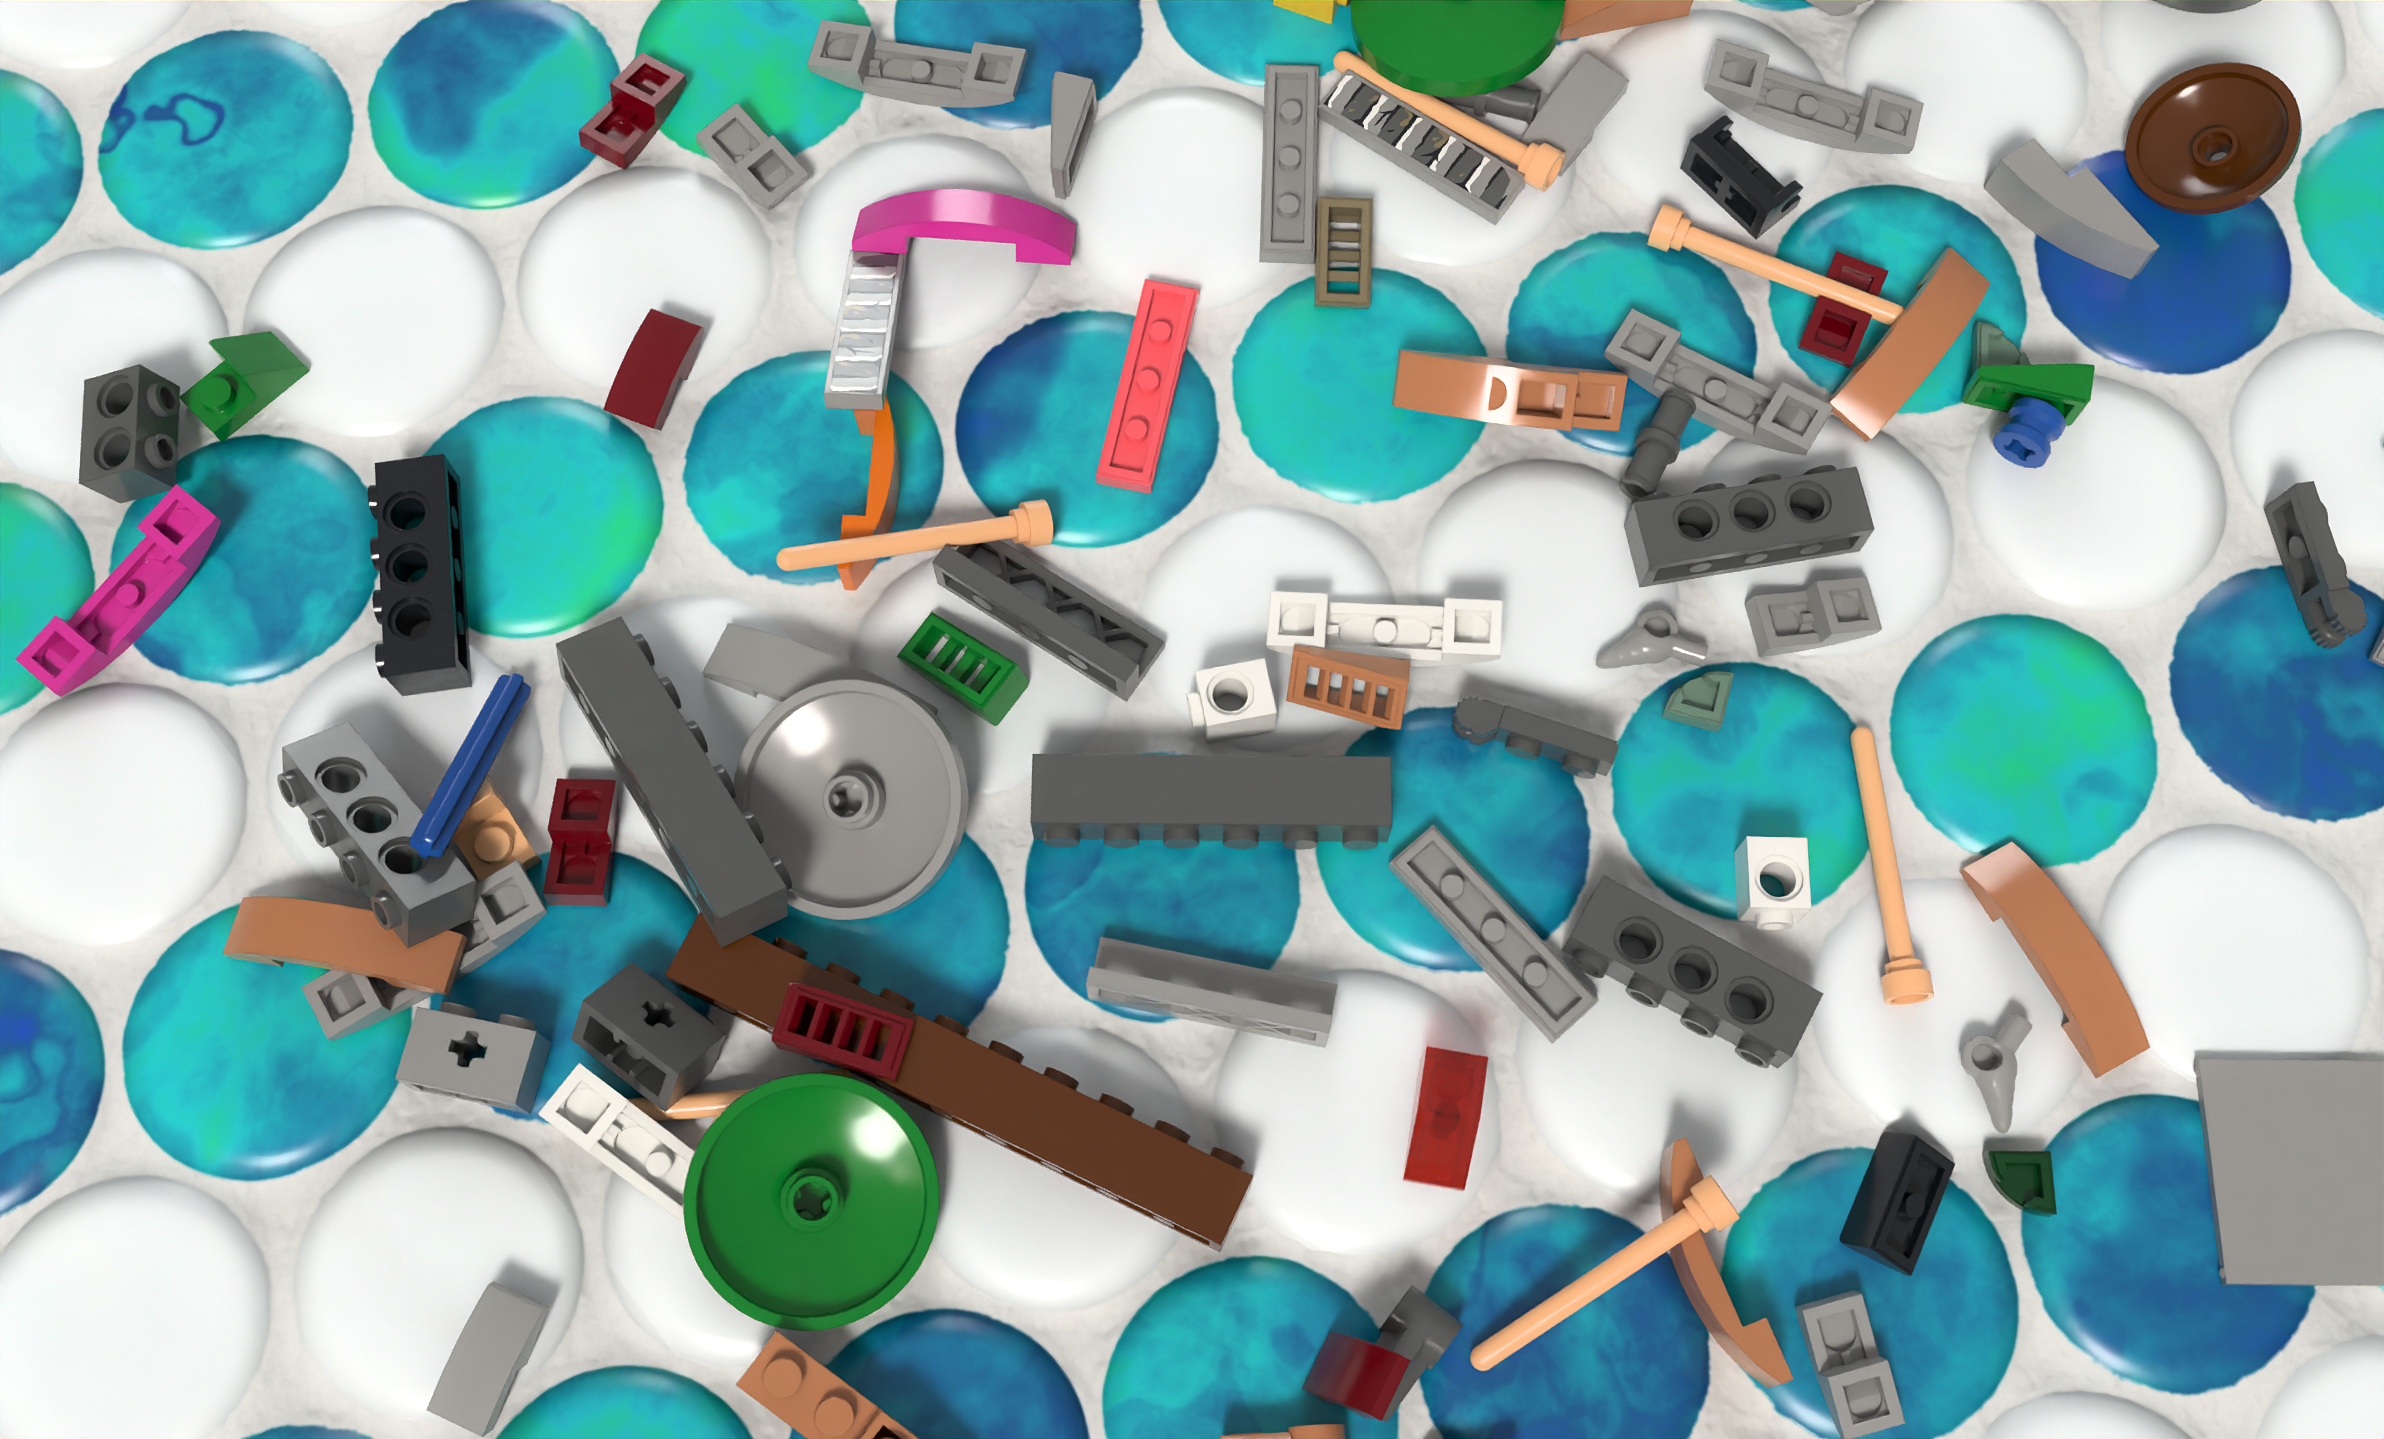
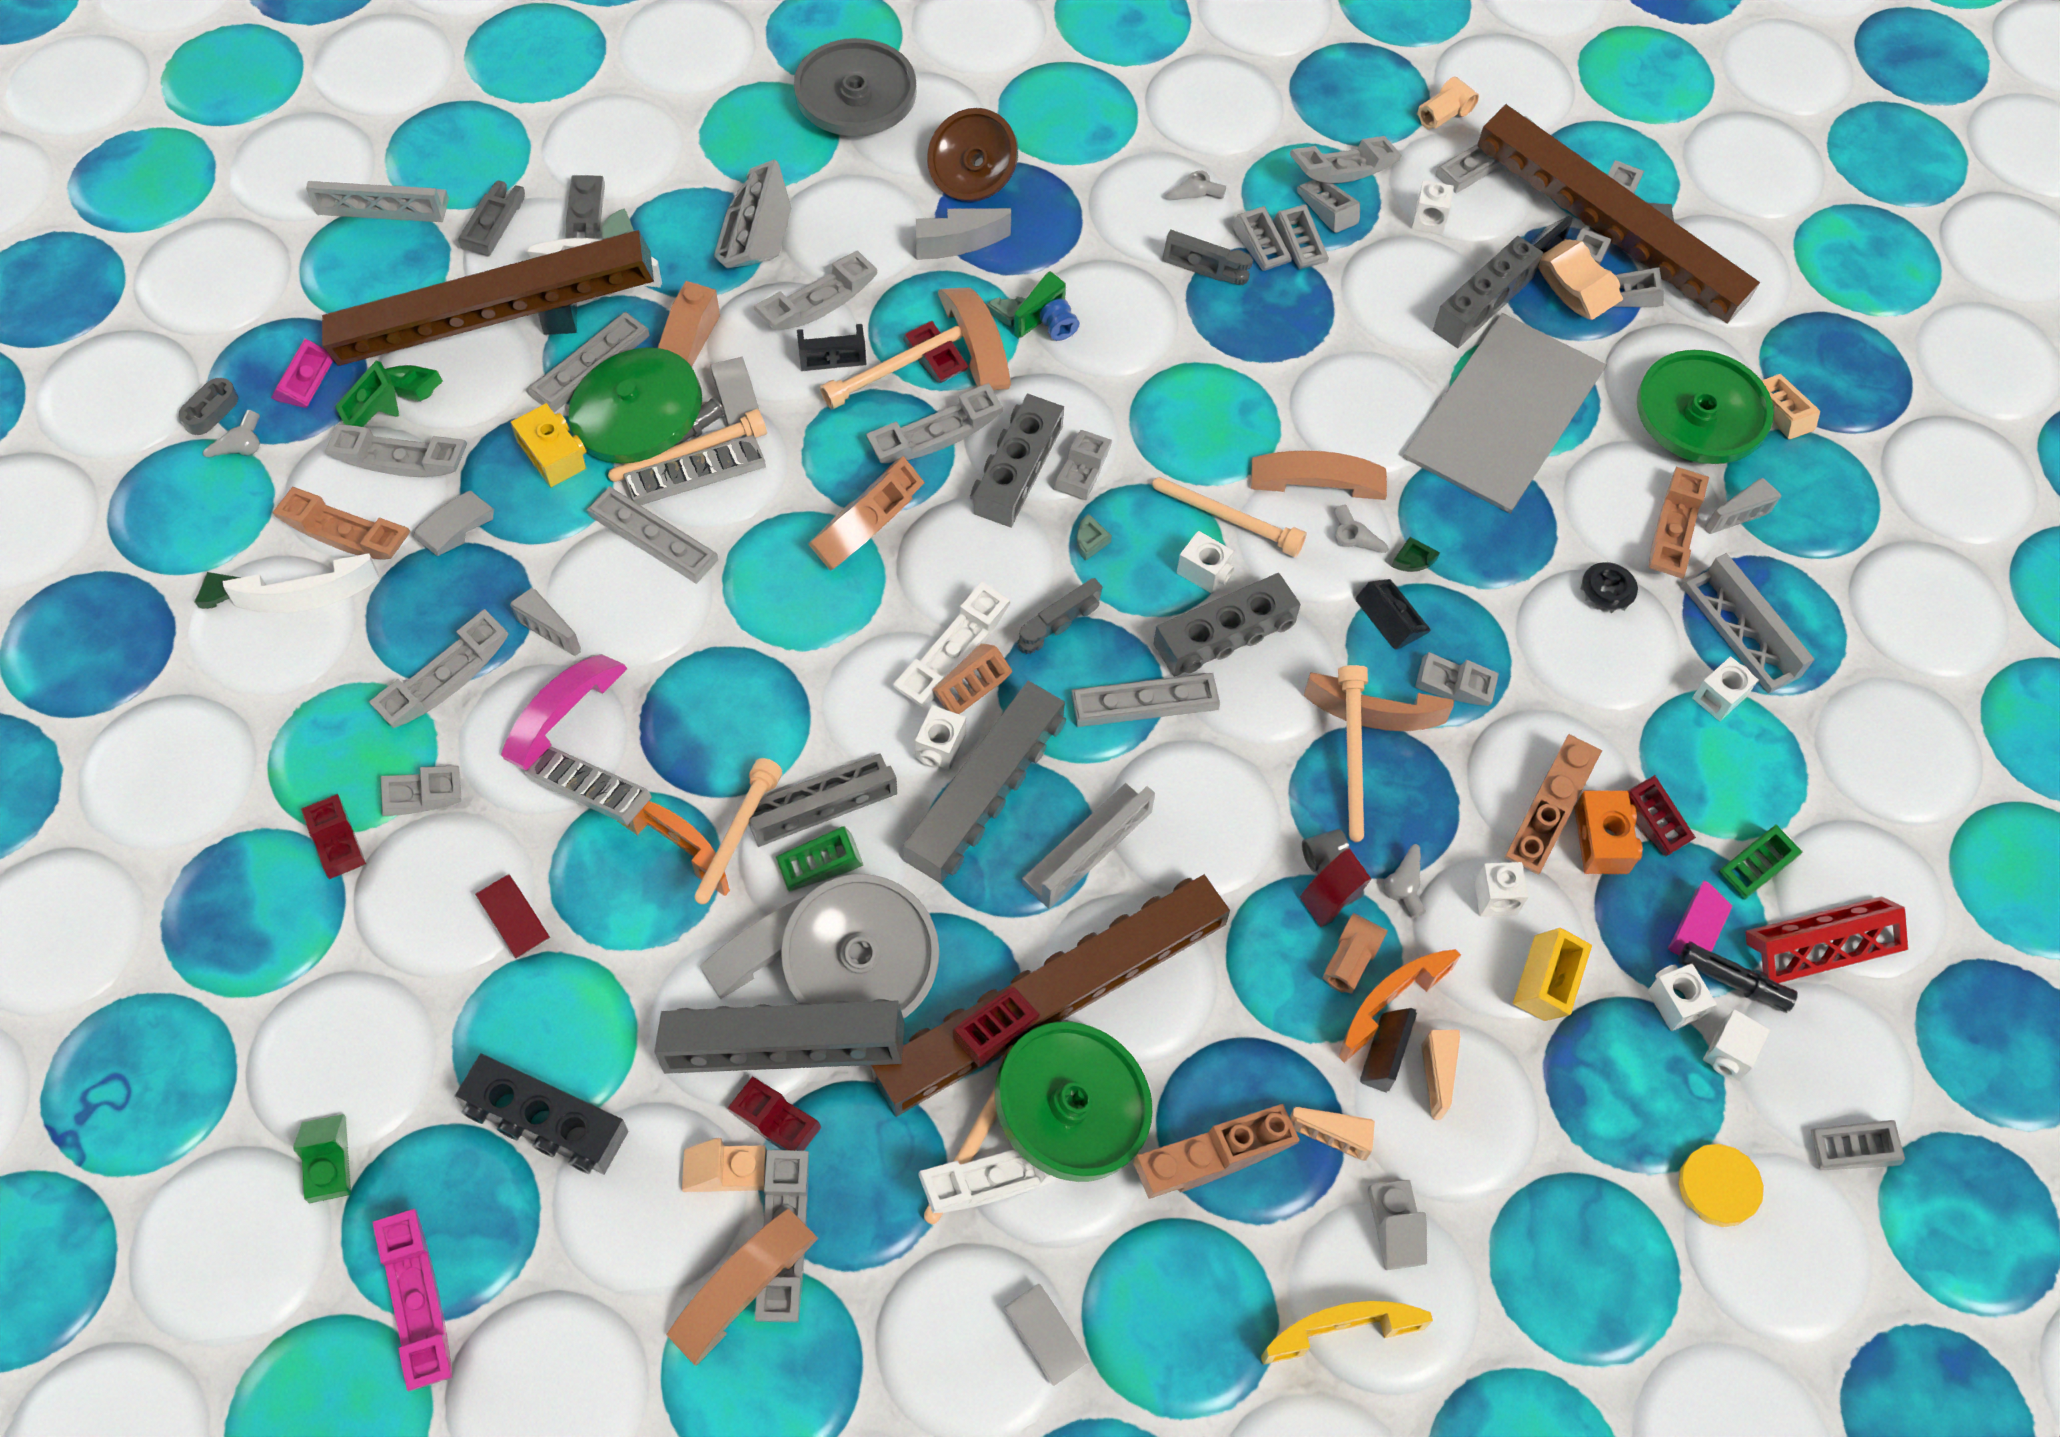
camera: 60 degrees left, 10 degrees down
(129, 434) = (307, 1247): dark grey brick -> none
(368, 825) = (694, 1218): dark grey brick -> none
(438, 1054) = (860, 1266): light grey brick -> none
(470, 767) = (693, 1142): blue axle -> none
(648, 1036) = (922, 1137): dark grey brick -> none
(1147, 387) = (727, 676): coral tile -> none
(1343, 211) = (724, 525): dark tan slope -> none
(1445, 1118) = (1227, 774): clear red slope -> none
(1653, 642) = (1046, 537): light grey animal -> none
(1657, 445) = (946, 471): dark grey pin -> none

